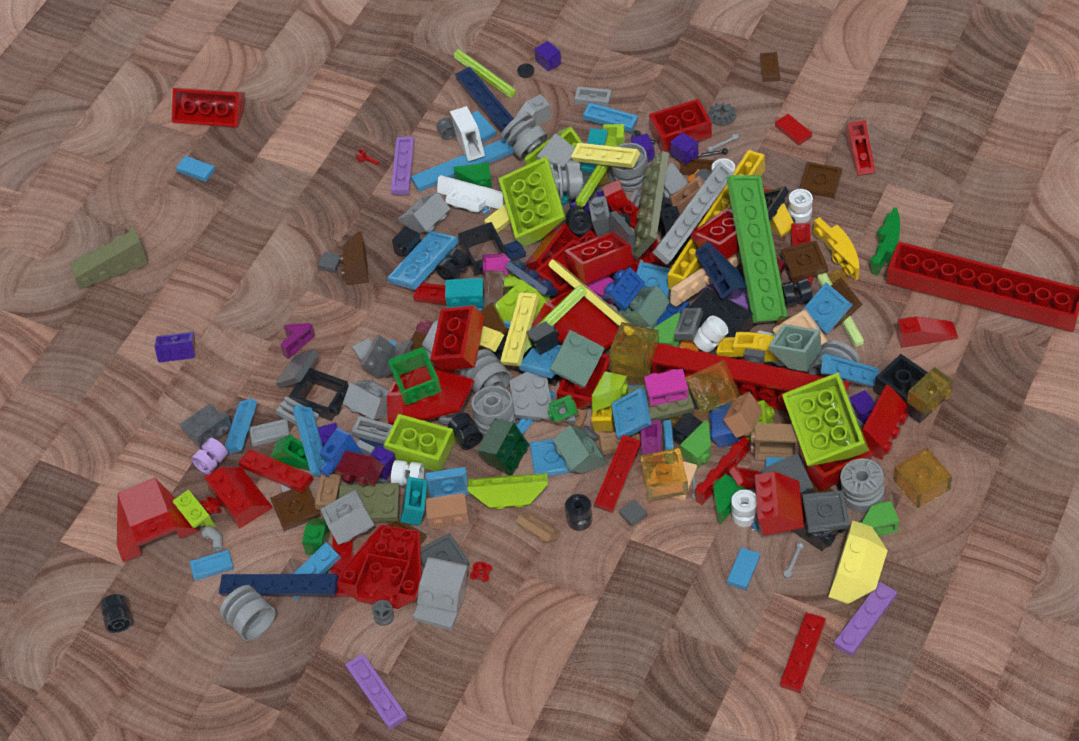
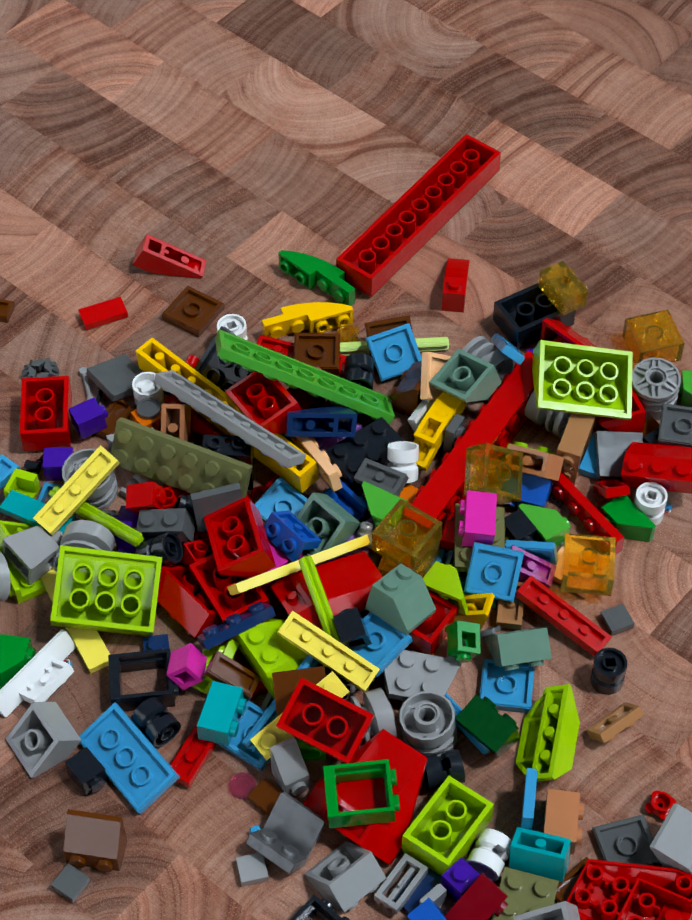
camera: 80 degrees left, 0 degrees up
(731, 149) = (115, 376): none -> dark grey tile

